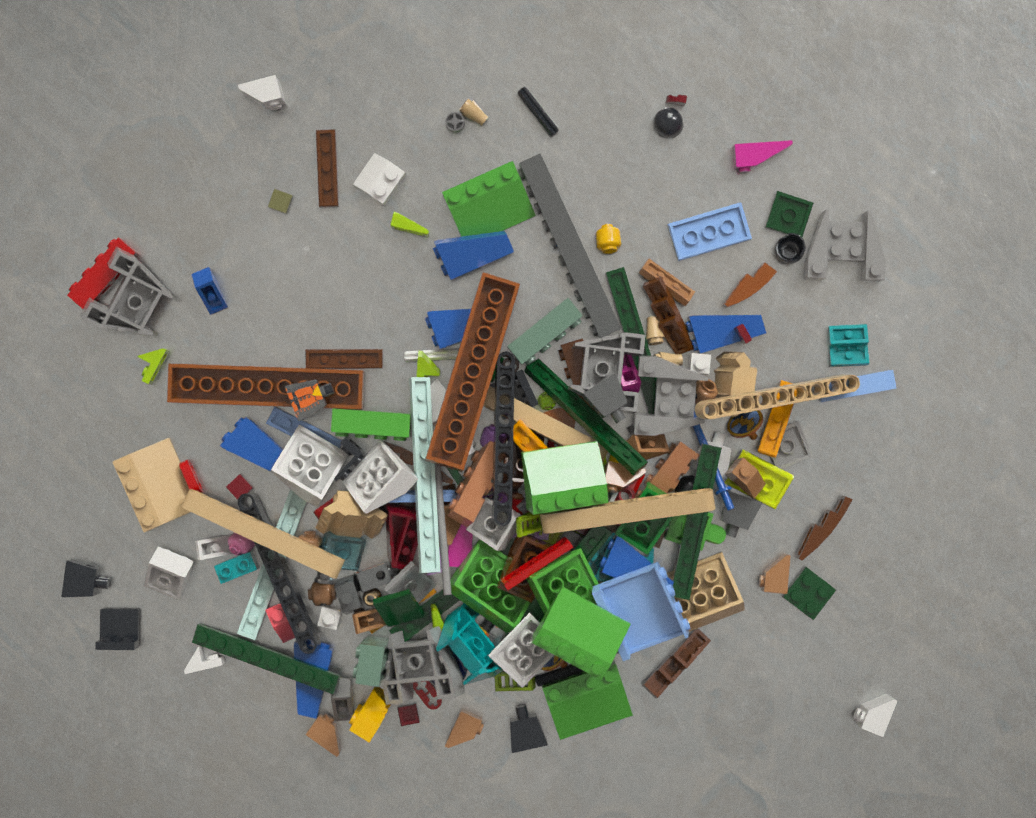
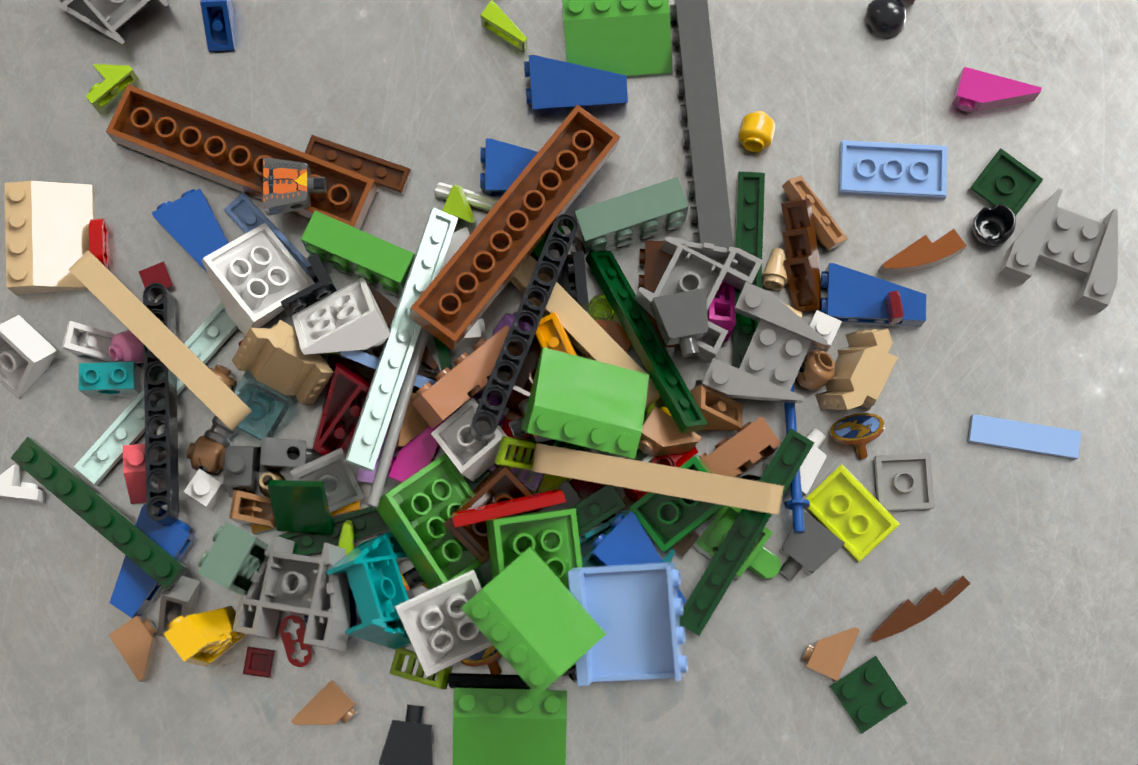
camera: 20 degrees right, 10 degrees down
(676, 662) = (651, 724): reddish brown slope -> none
(712, 593) = (732, 646): tan slope -> none
(746, 477) = (835, 500): medium nougat slope -> none
(769, 396) = (902, 401): tan beam -> none
(775, 427) = (904, 441): light orange tile -> none
(848, 345) = (1030, 379): teal slope -> none

